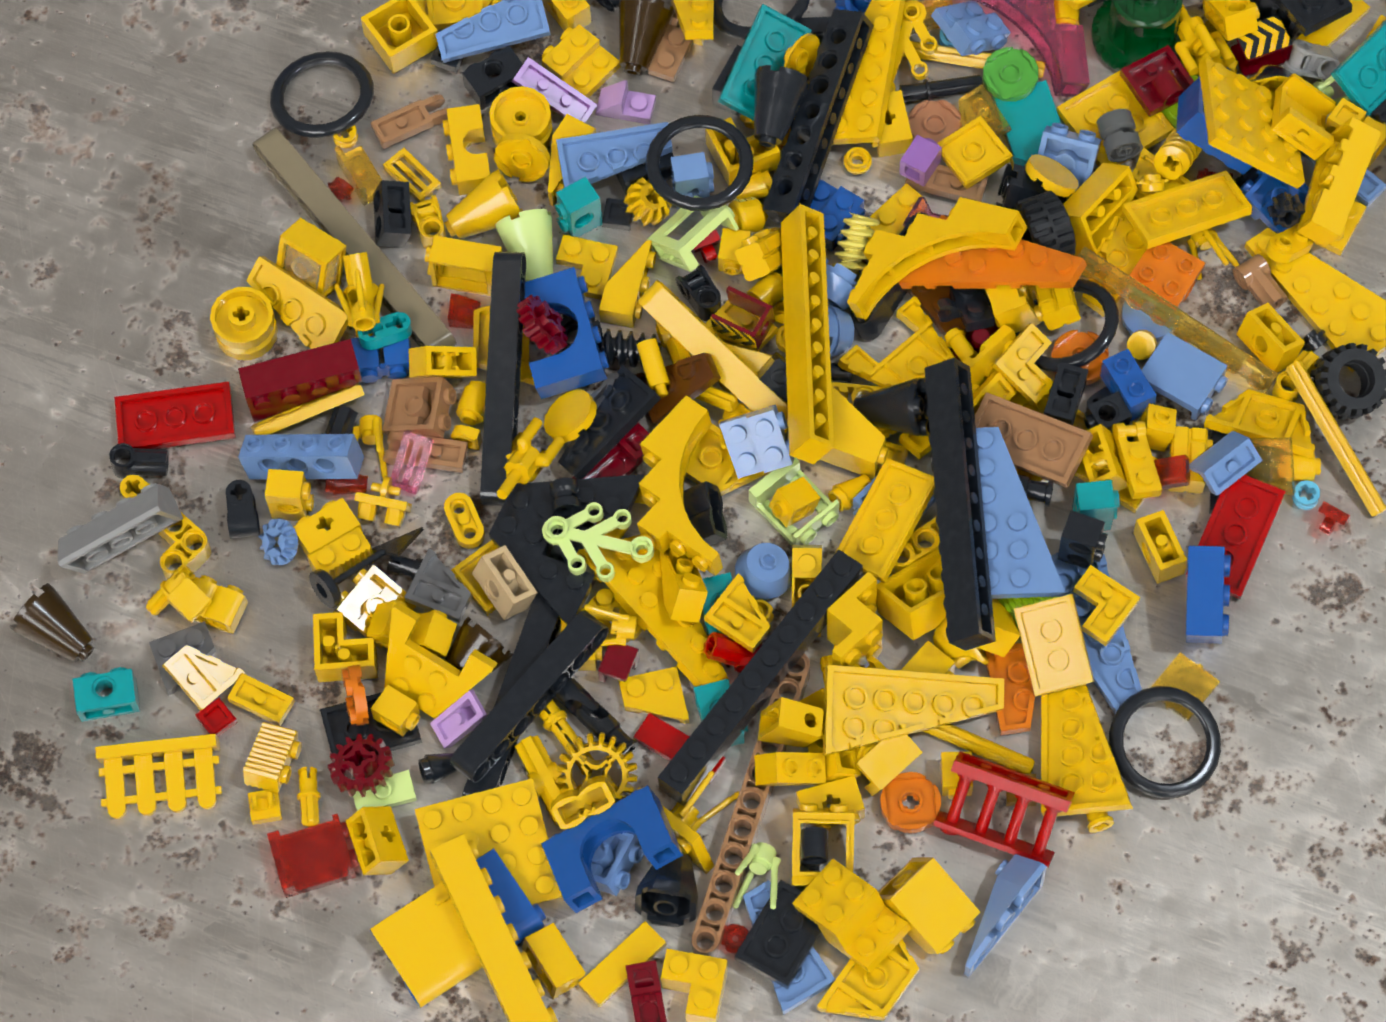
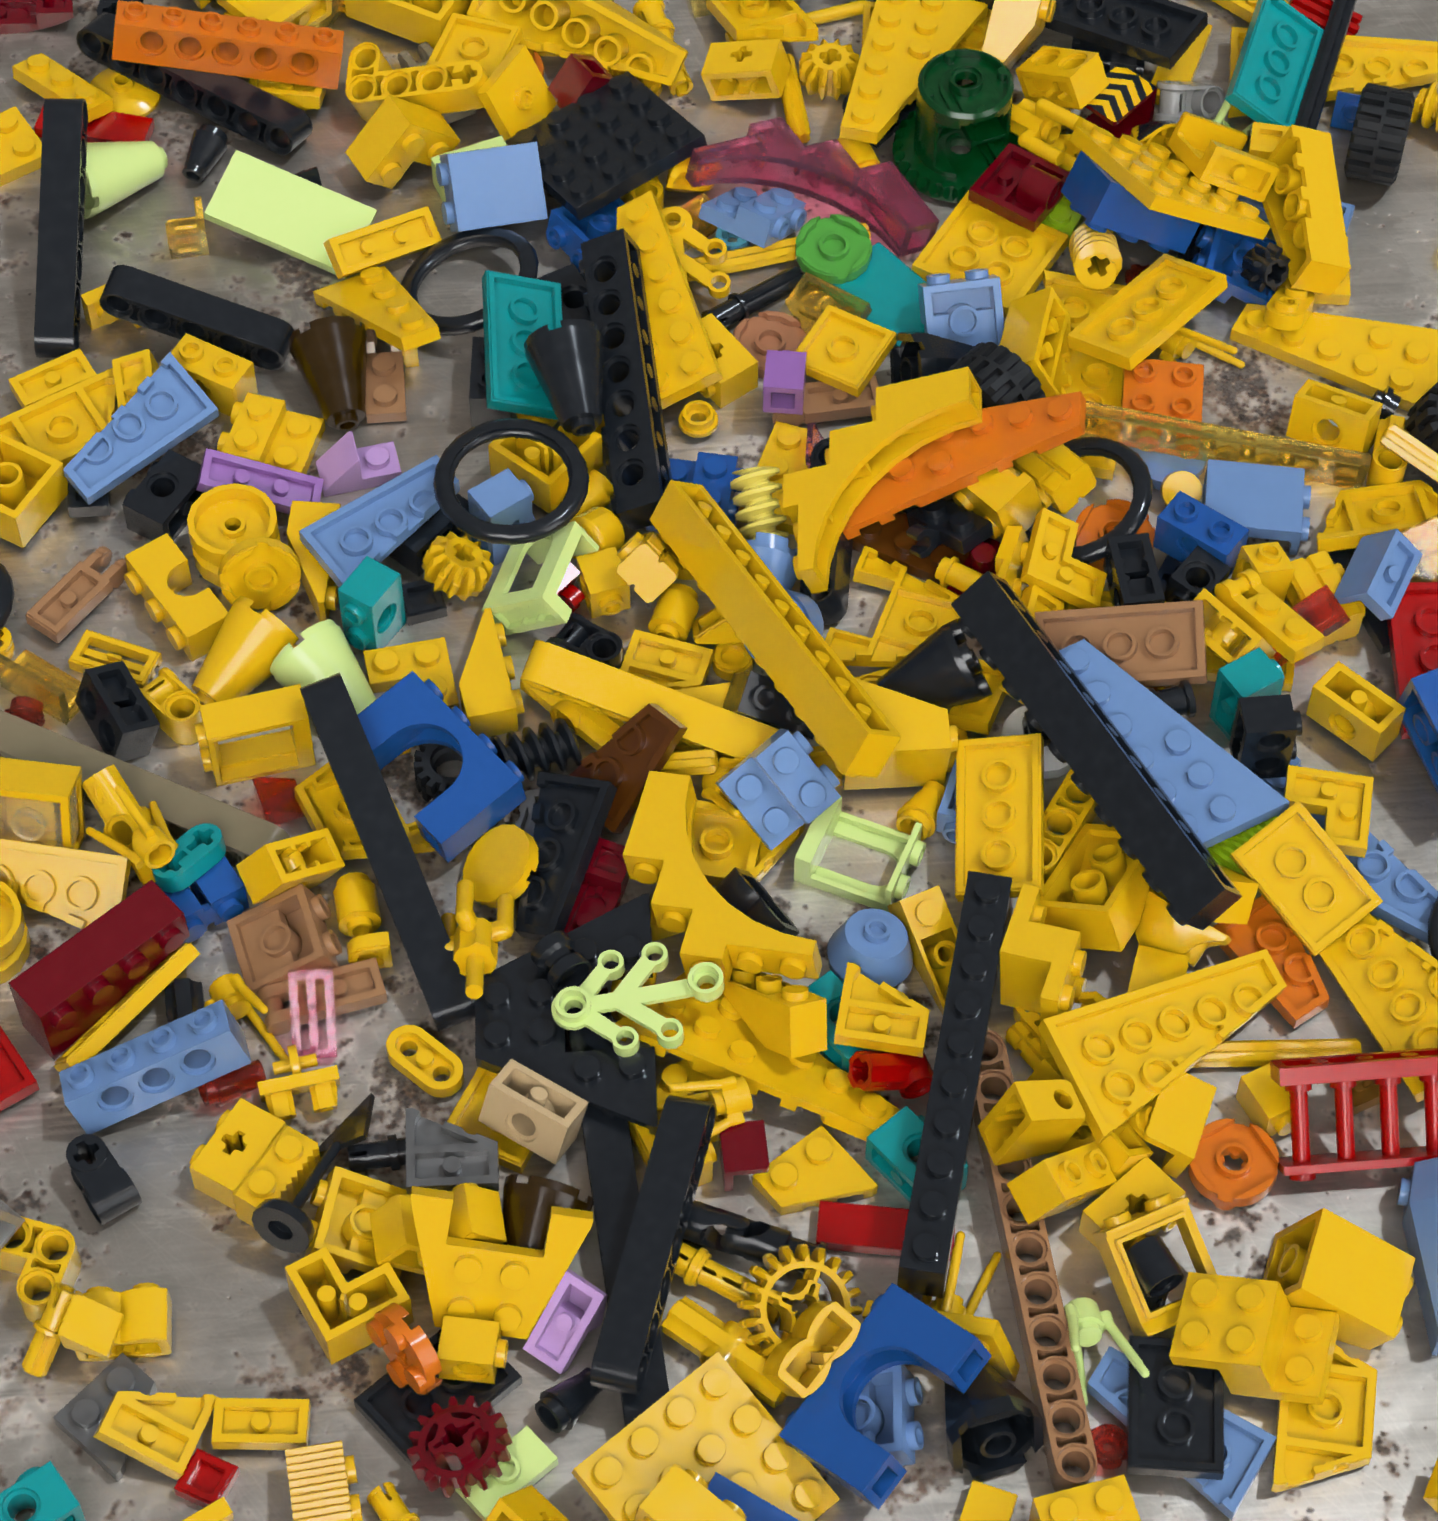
camera: 30 degrees left, 10 degrees down
(287, 541) = (191, 1190): medium blue gear -> none
(288, 494) = (162, 1126): yellow brick -> none
(542, 324) = (411, 755): dark red gear -> none
(653, 366) = (583, 751): yellow cylinder -> none
(738, 333) = (669, 631): dark red piece -> none
(794, 501) = (860, 850): yellow brick -> none
(802, 54) = (568, 304): yellow dish -> none
(1052, 174) = (959, 332): yellow tile -> none
(1119, 135) = (1012, 259): dark grey wheel -> none
(1152, 183) = (1086, 300): yellow plate -> none
(1257, 278) = (1268, 361): medium nougat piece -> none

